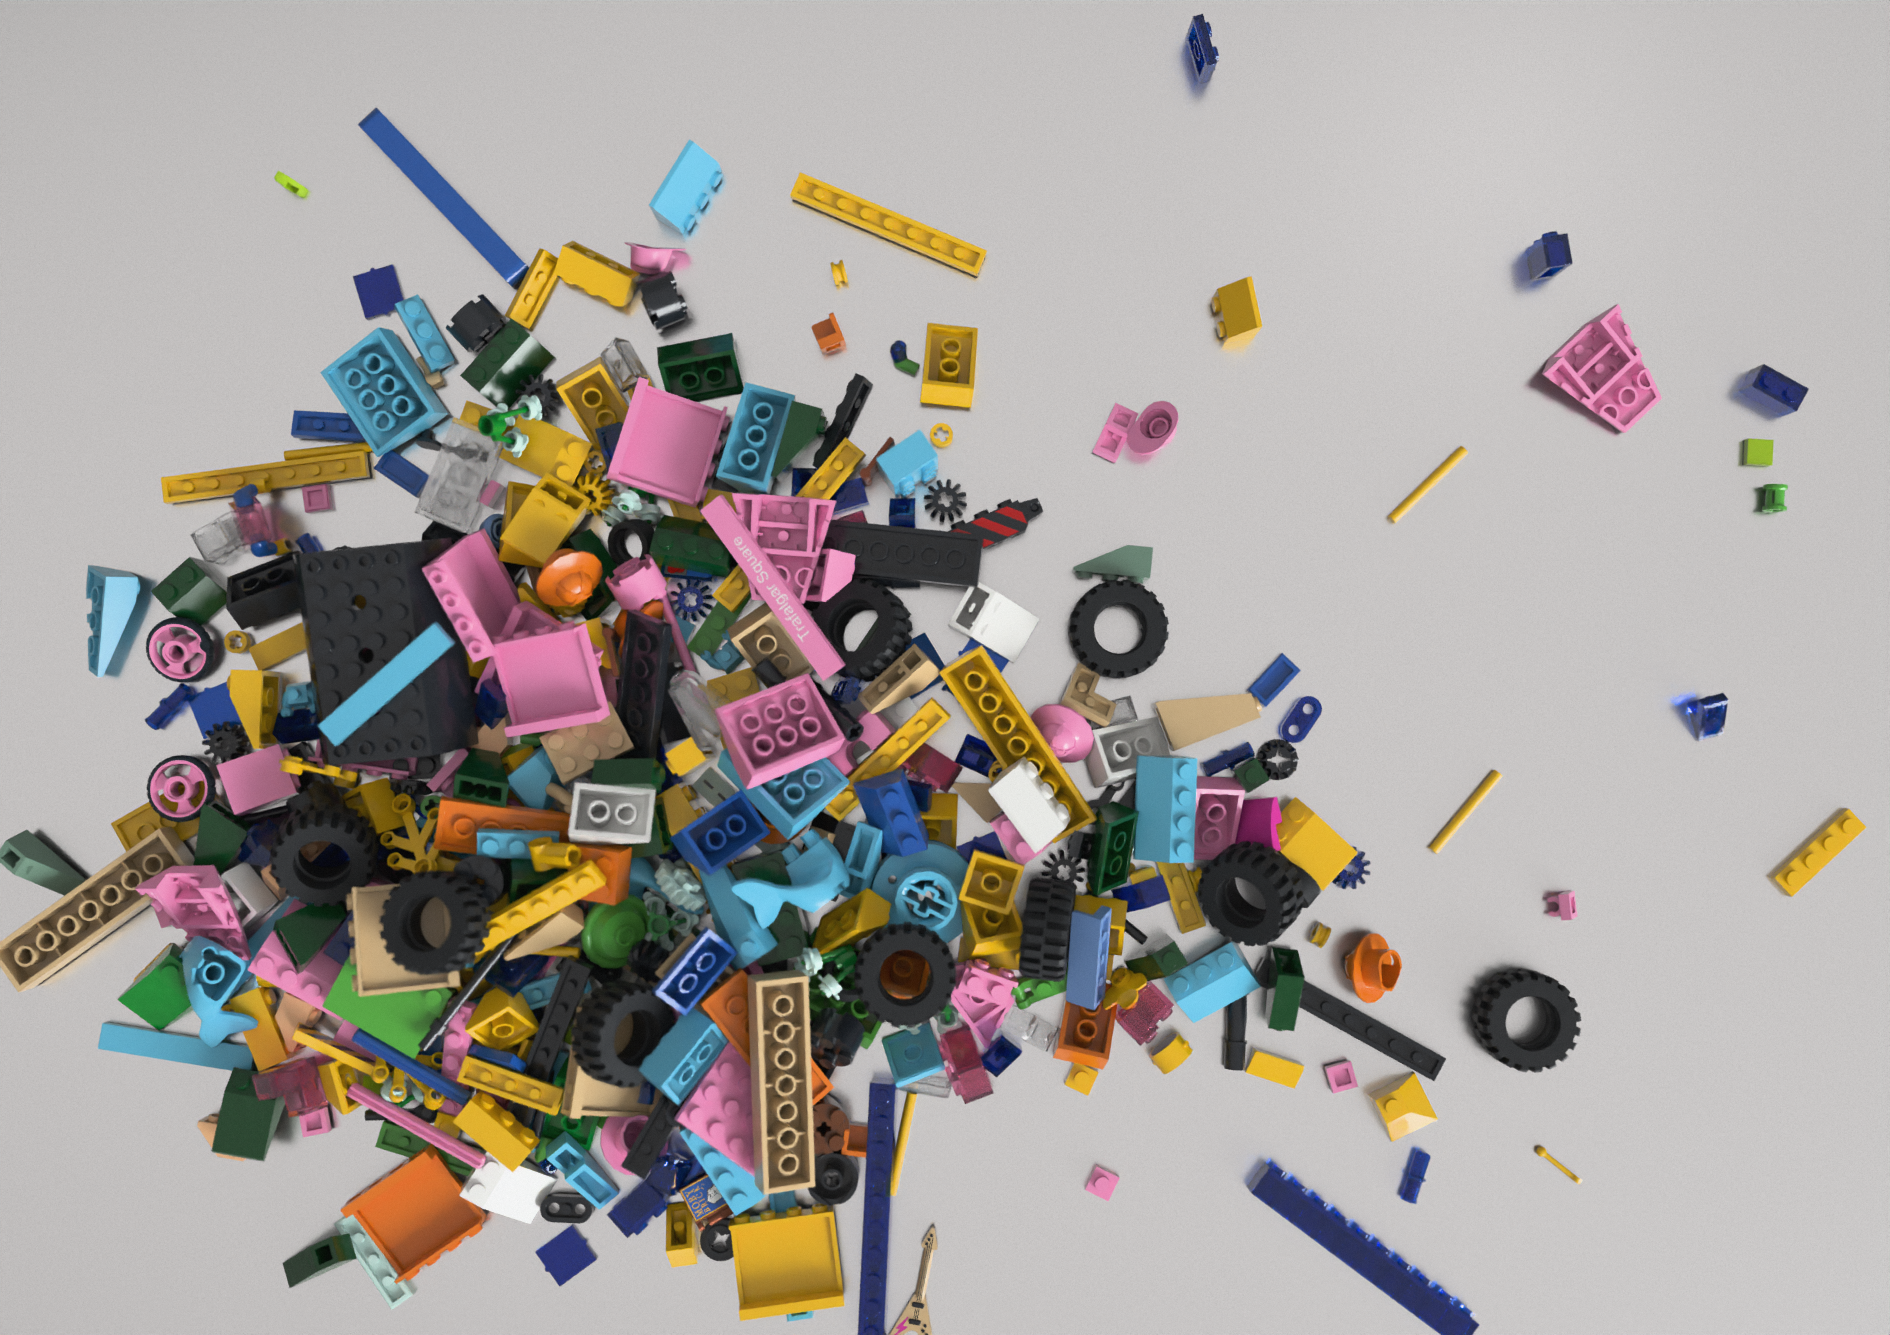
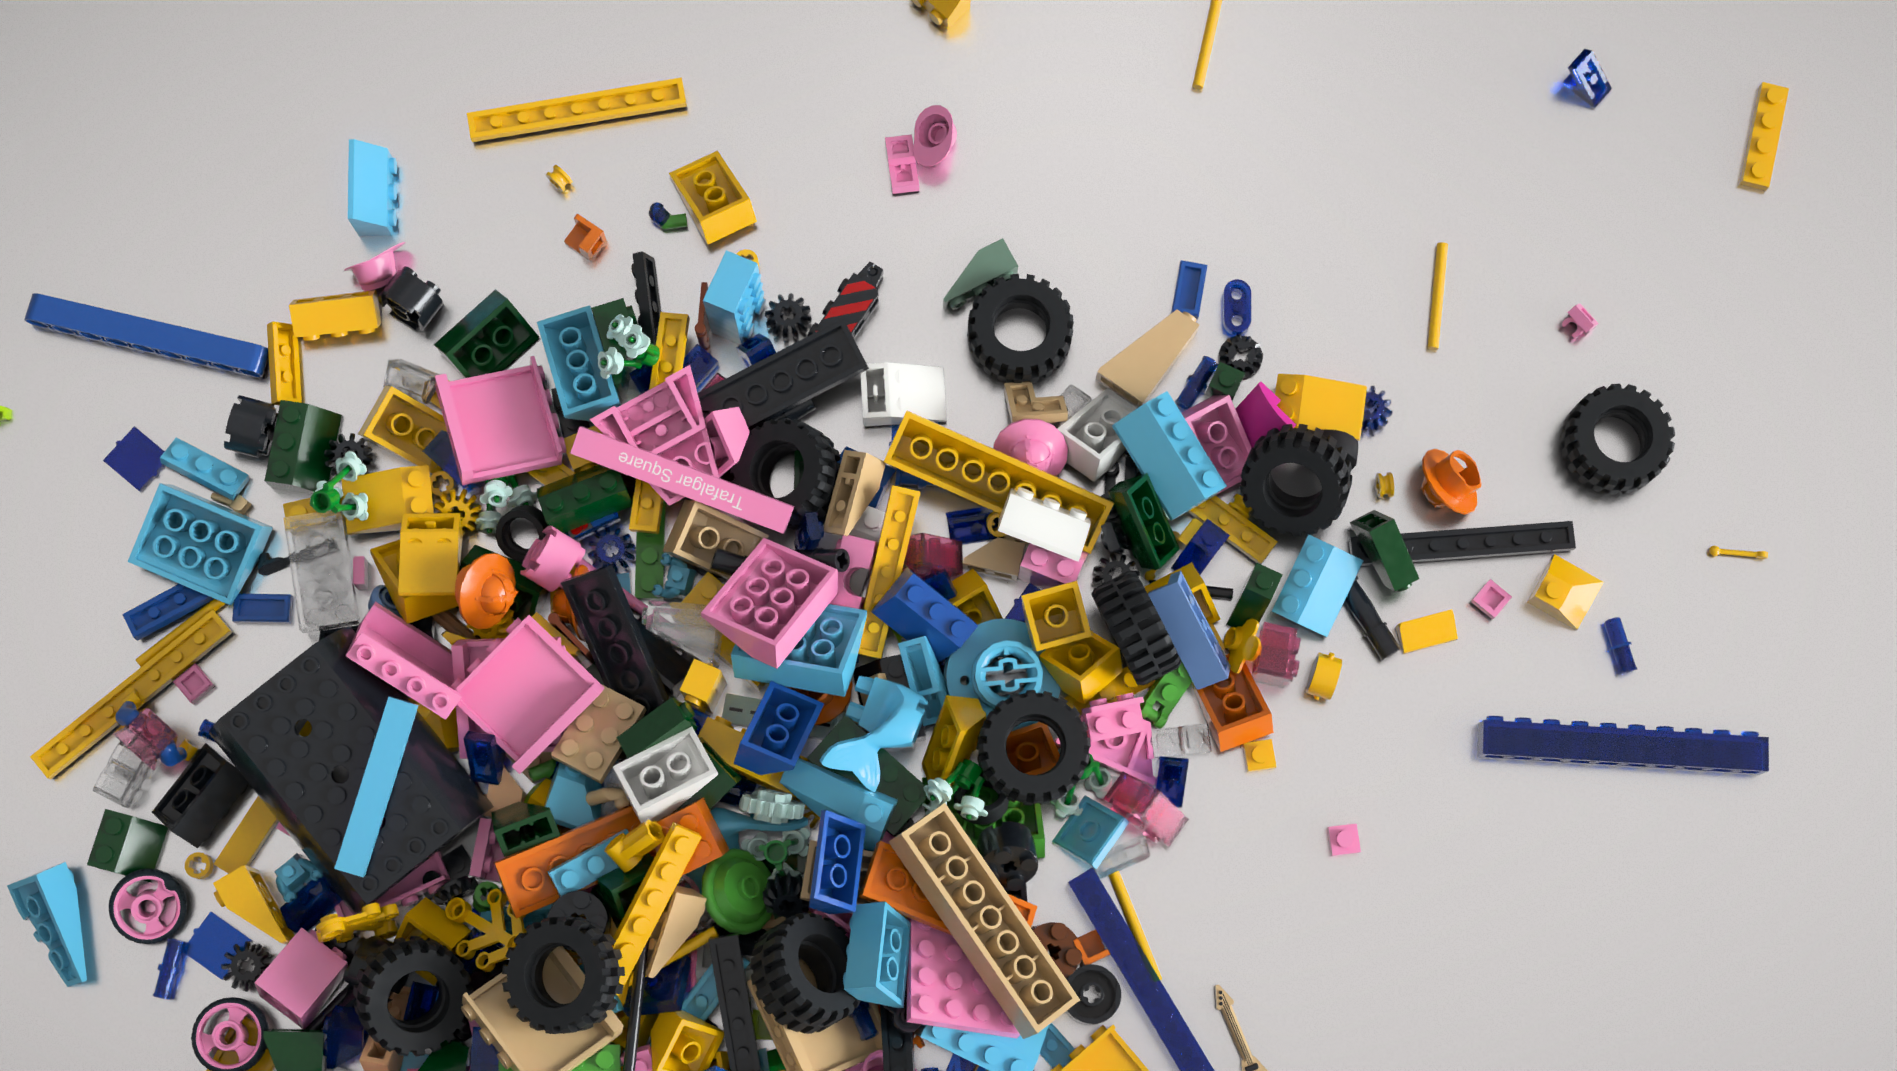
camera: 35 degrees left, 10 degrees down
(803, 452) = (634, 341): none -> light aqua plant

